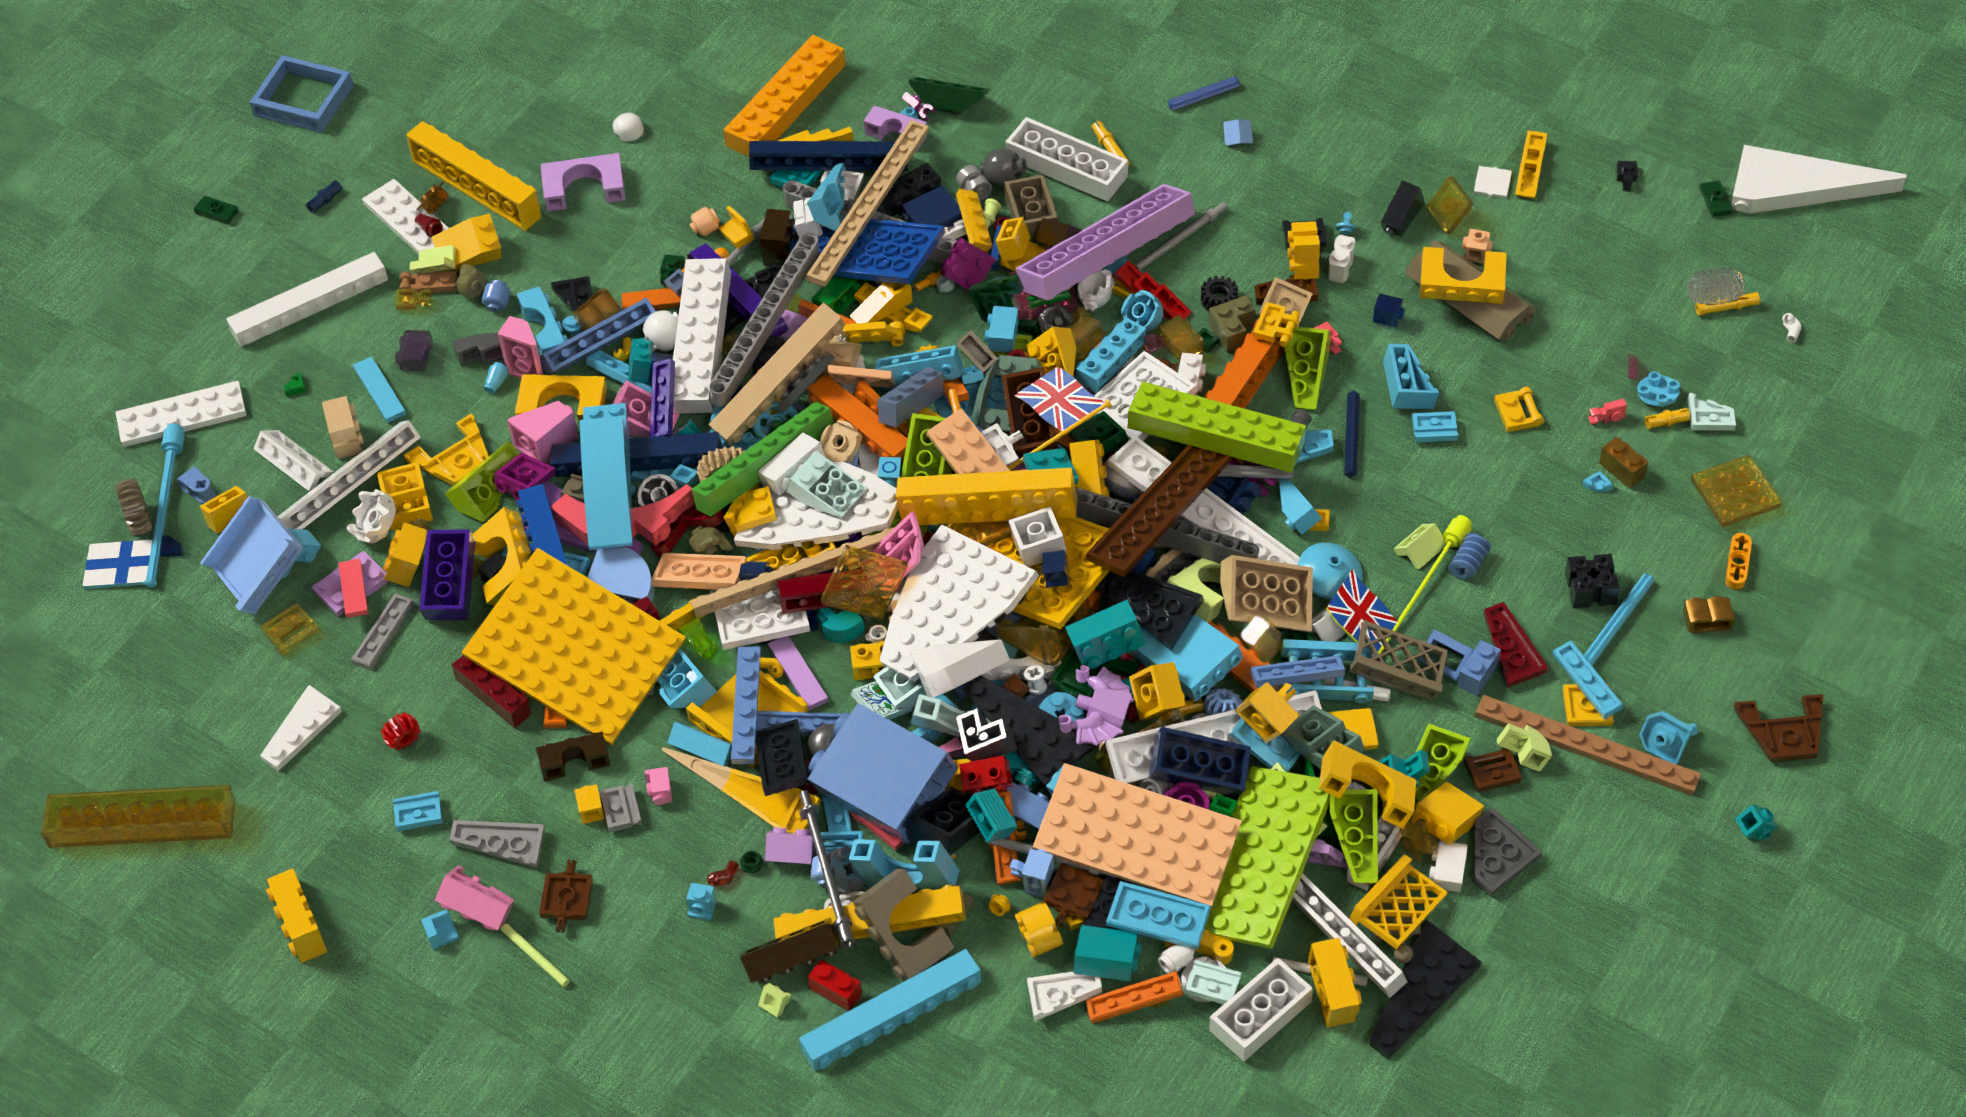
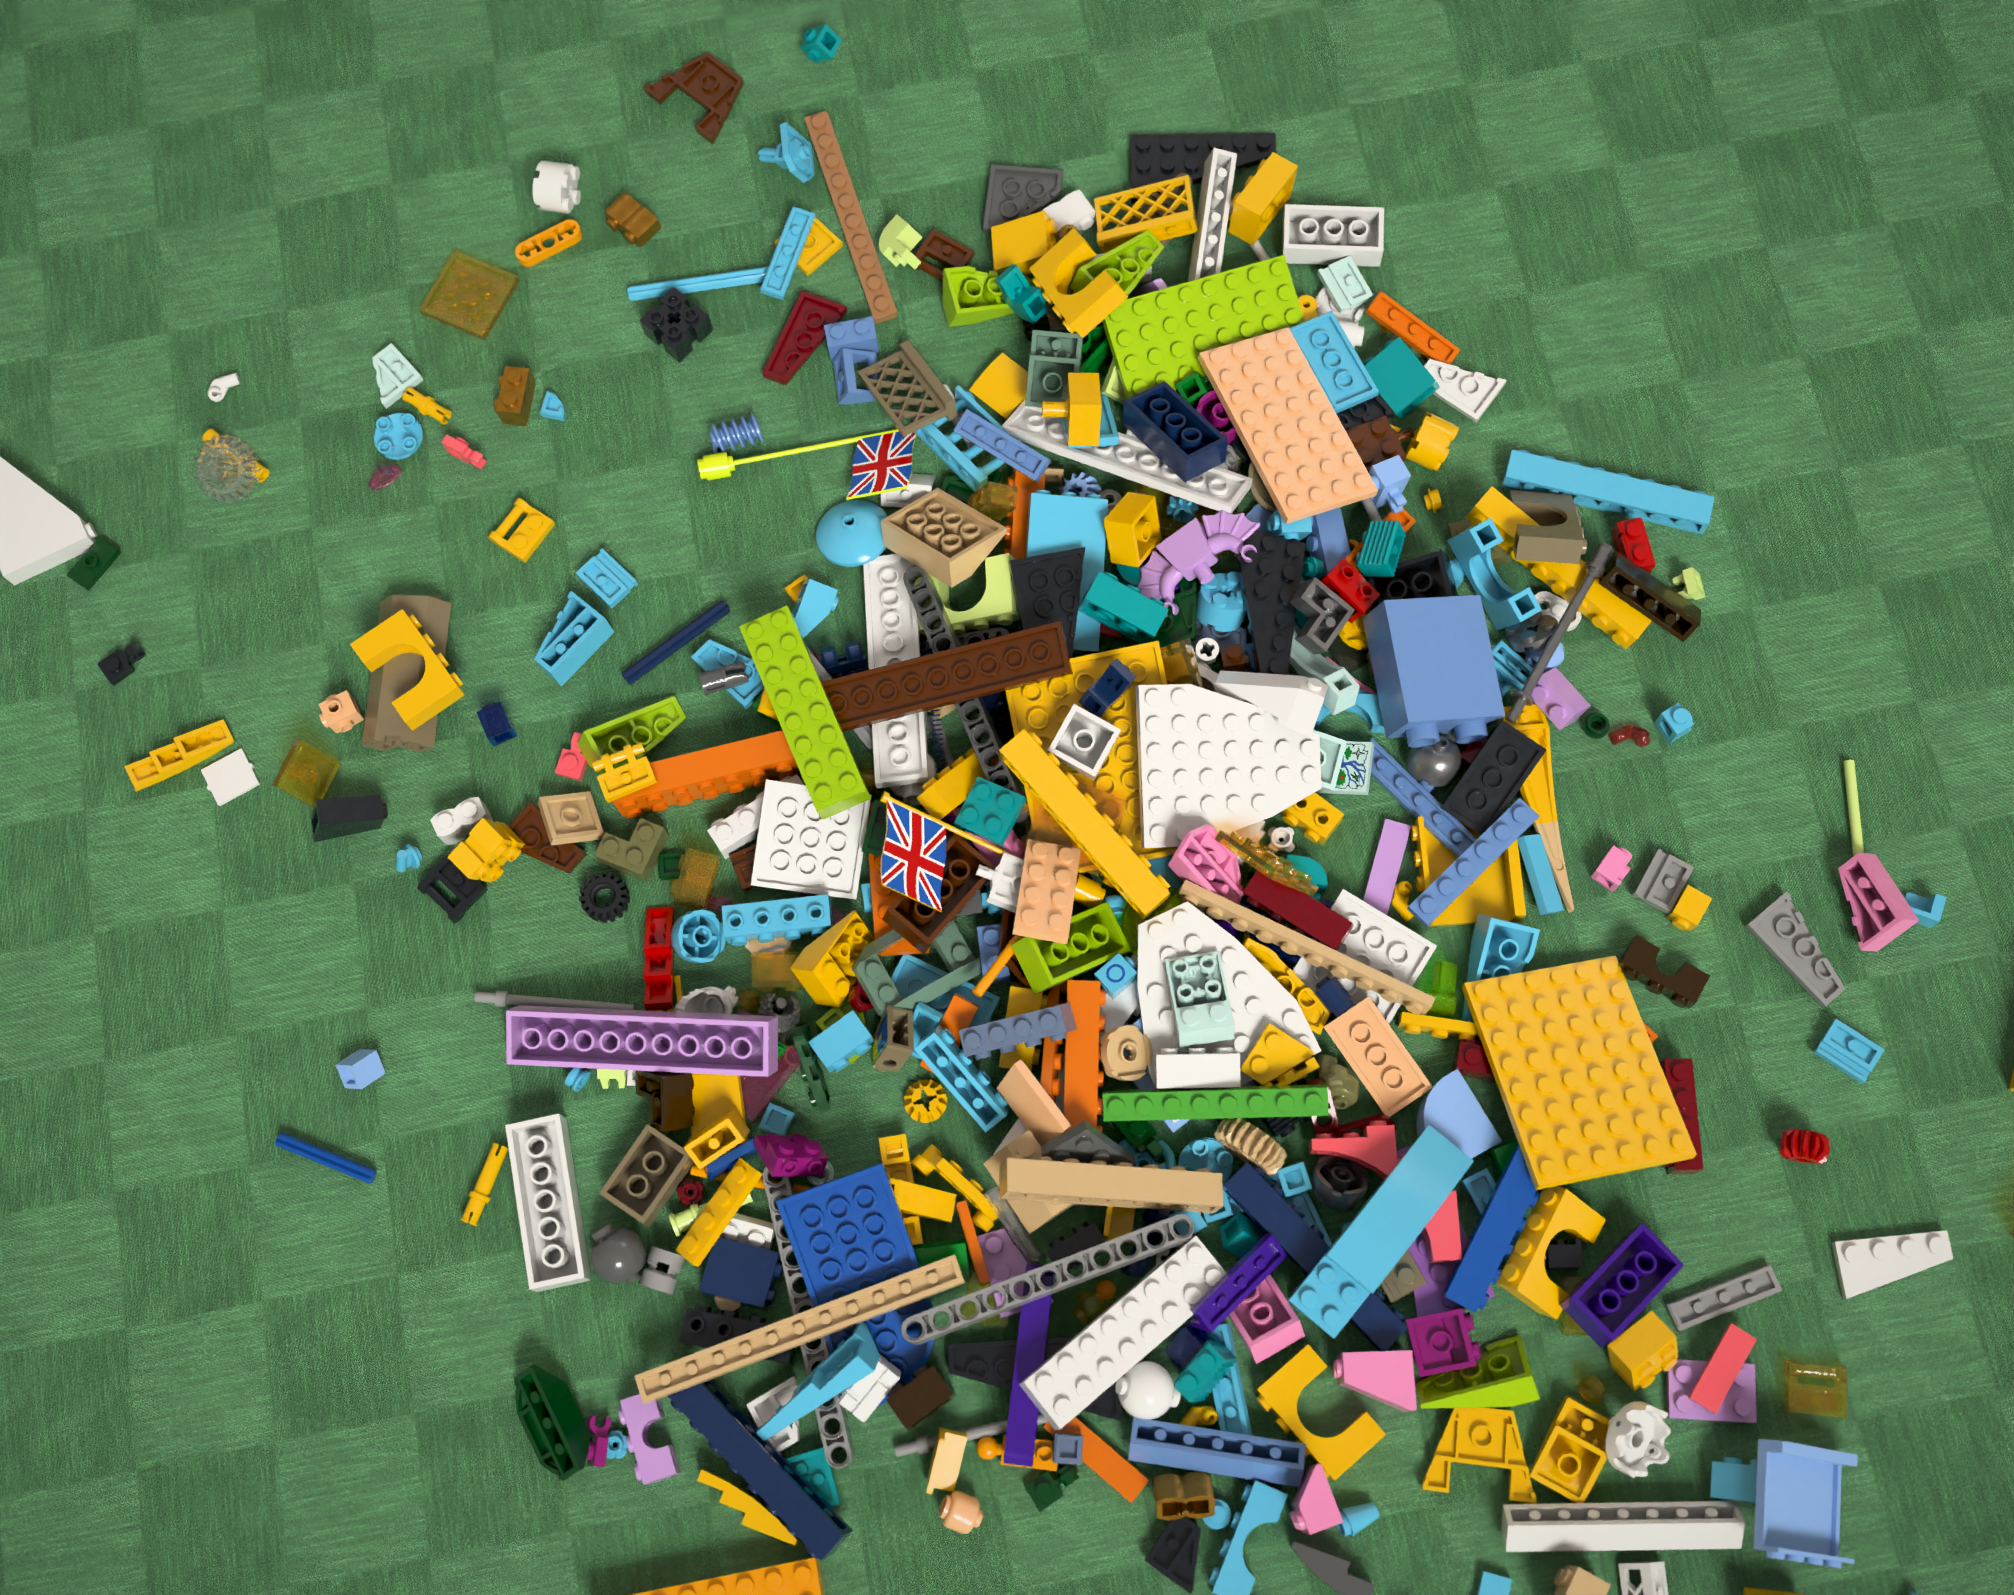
camera: 130 degrees left, 20 degrees up
(566, 896) = (1784, 838): reddish brown plate -> none
(1421, 545) = (755, 488): yellowish green panel -> none
(1775, 582) = (556, 187): none -> white brick

